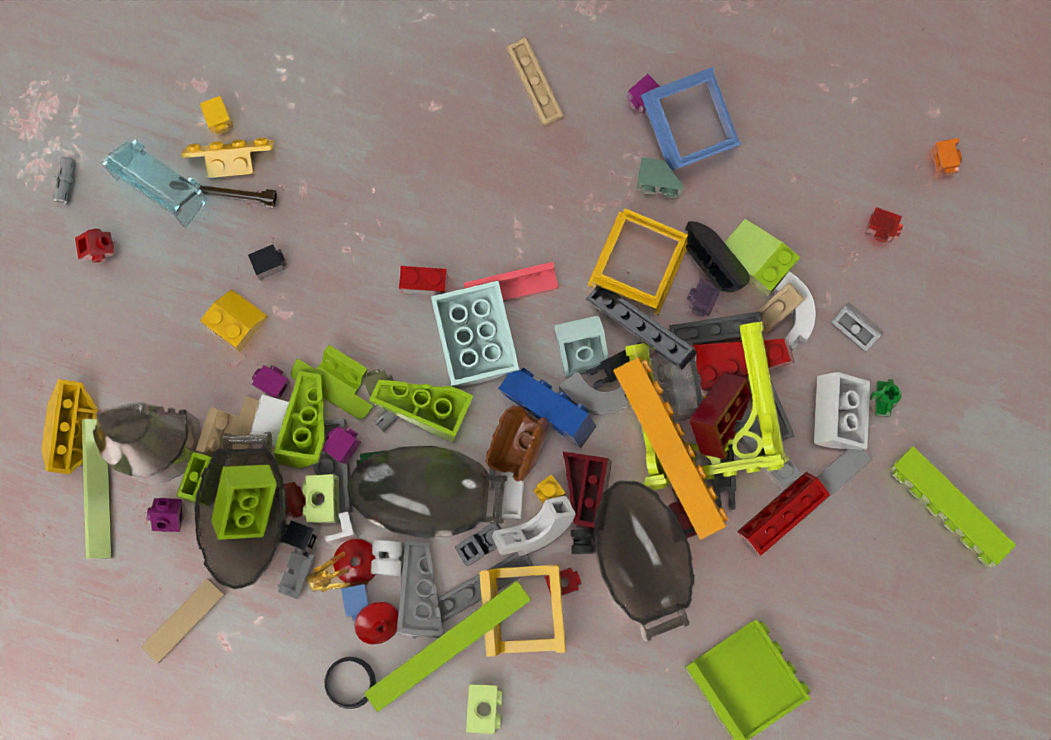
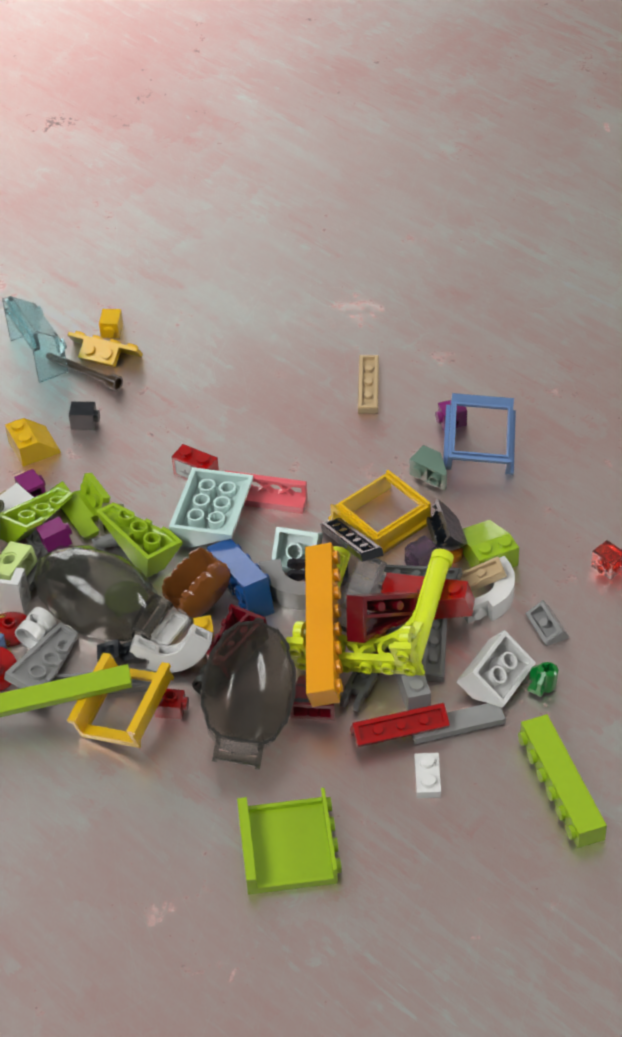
camera: 25 degrees right, 35 degrees down
(483, 724) = (37, 765): yellowish green brick -> none
(831, 551) = (427, 775): none -> white plate

